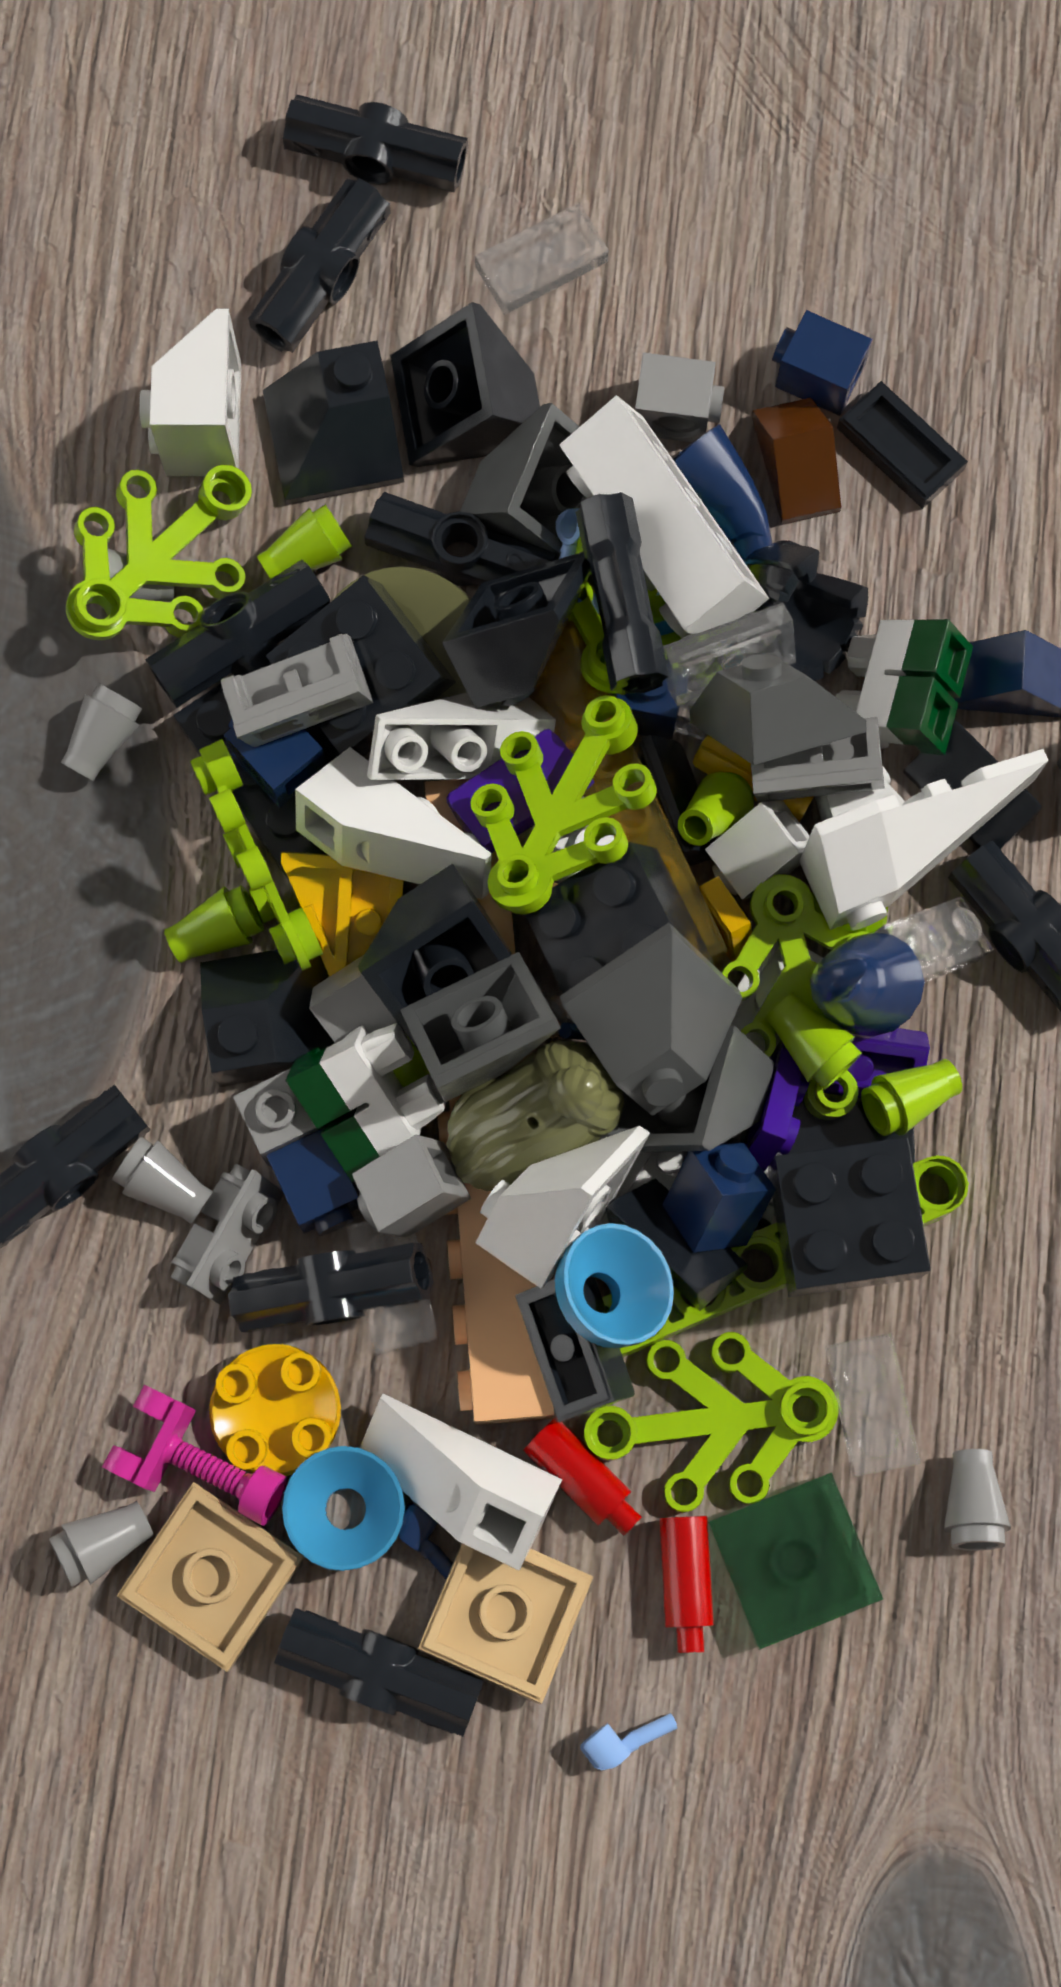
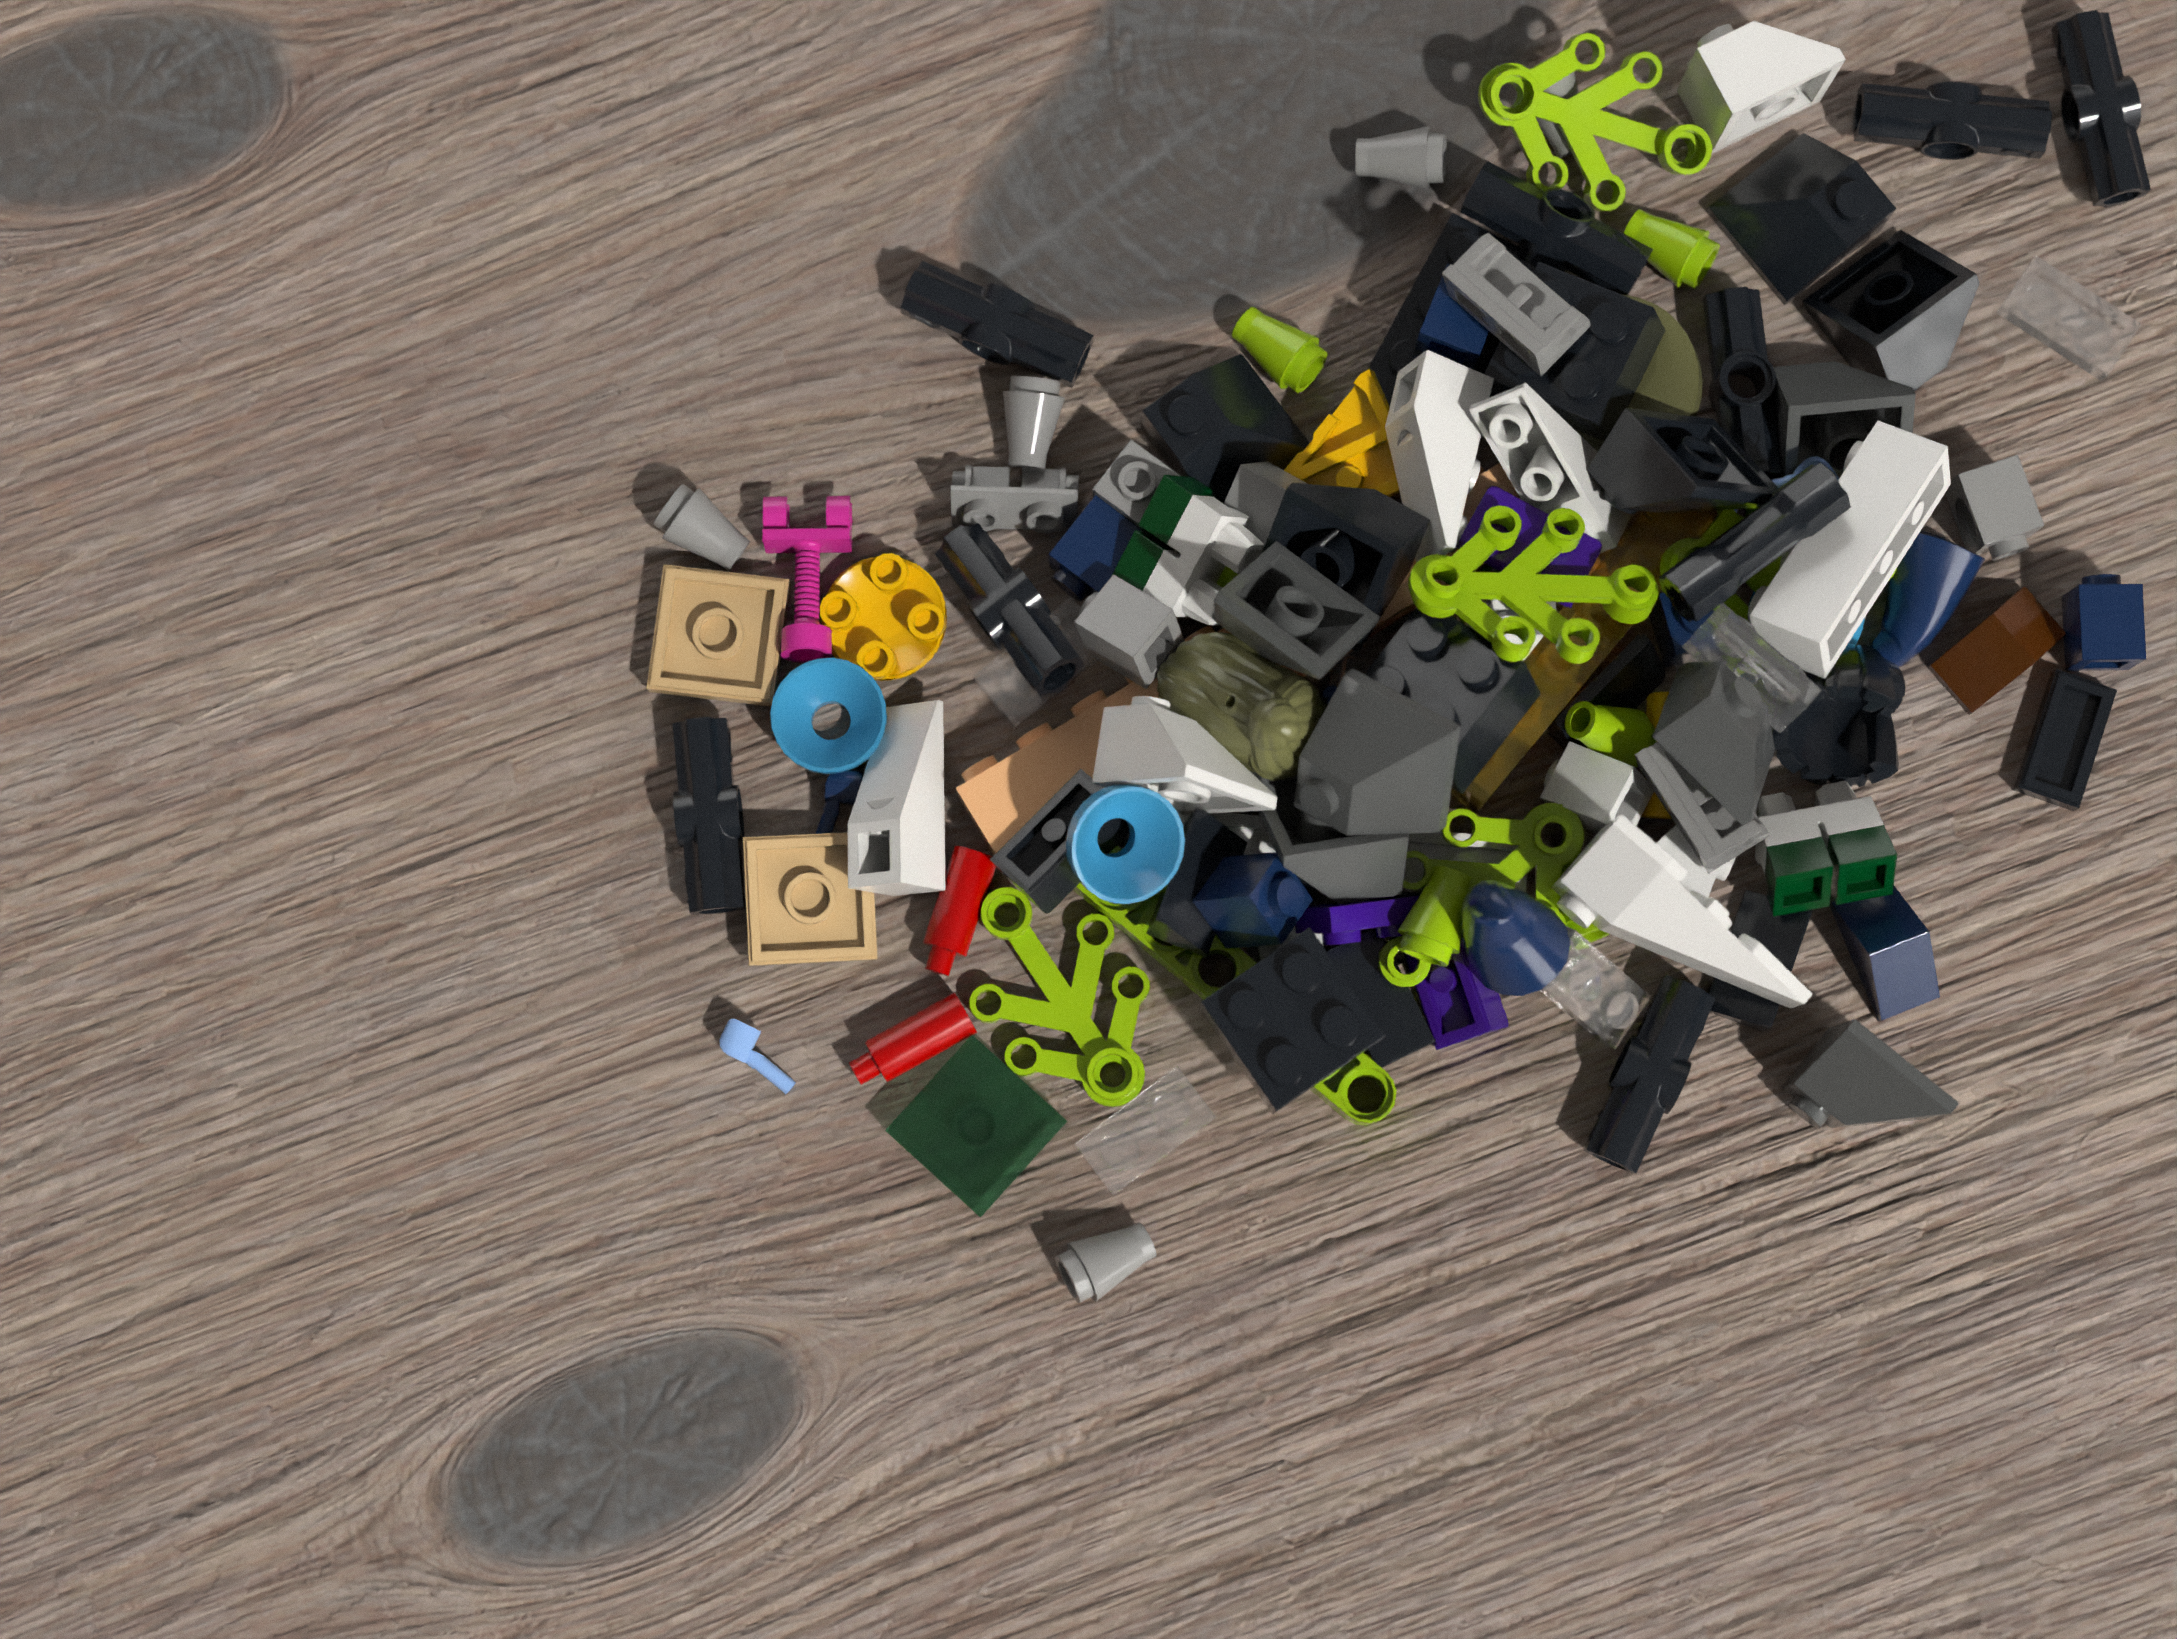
camera: 65 degrees right, 5 degrees up
(294, 933) = (1301, 417): lime plant -> none
(728, 916) = (1518, 788): yellow tile -> none
(908, 1096) = (1434, 1030): lime cone -> none

